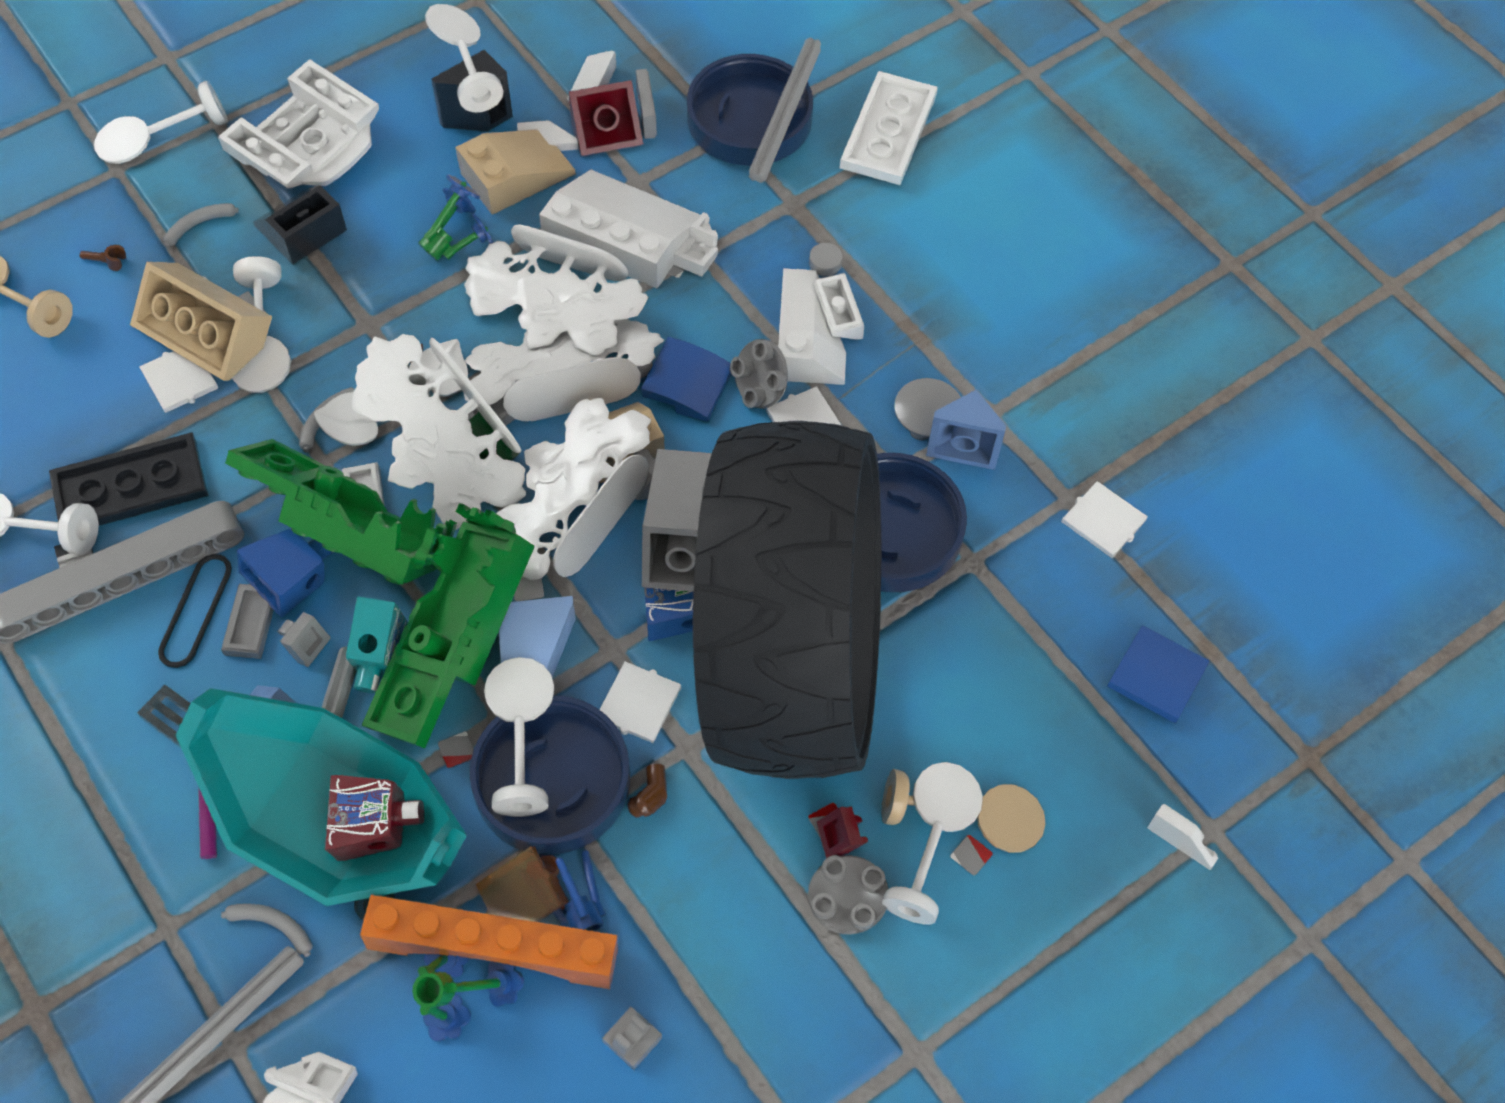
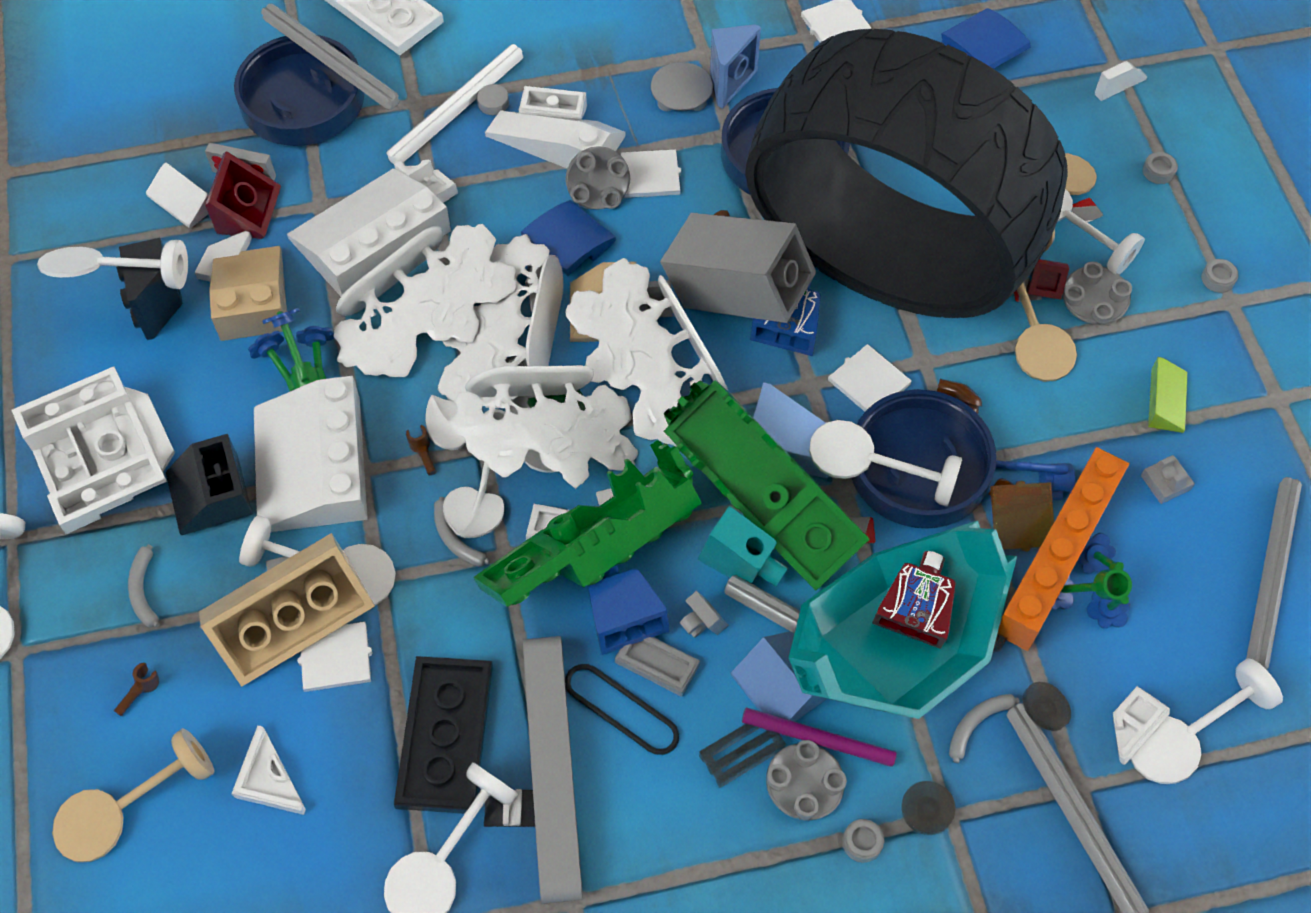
camera: 65 degrees left, 0 degrees up
(53, 373) = (265, 778): none -> white tile
(116, 855) = (863, 840): none -> light grey tile
(158, 785) = (805, 781): none -> light grey dish
(163, 902) = (928, 808): none -> clear smoke piece
(304, 982) = (1046, 706): none -> clear smoke piece
(363, 283) = (310, 456): none -> white slope
(742, 1009) = (1167, 396): none -> lime slope
(750, 860) = (1043, 349): none -> tan piece
(803, 232) = (454, 105): none -> white axle
(945, 1028) = (1219, 275): none -> light grey tile
(1074, 919) = (1160, 168): none -> light grey tile

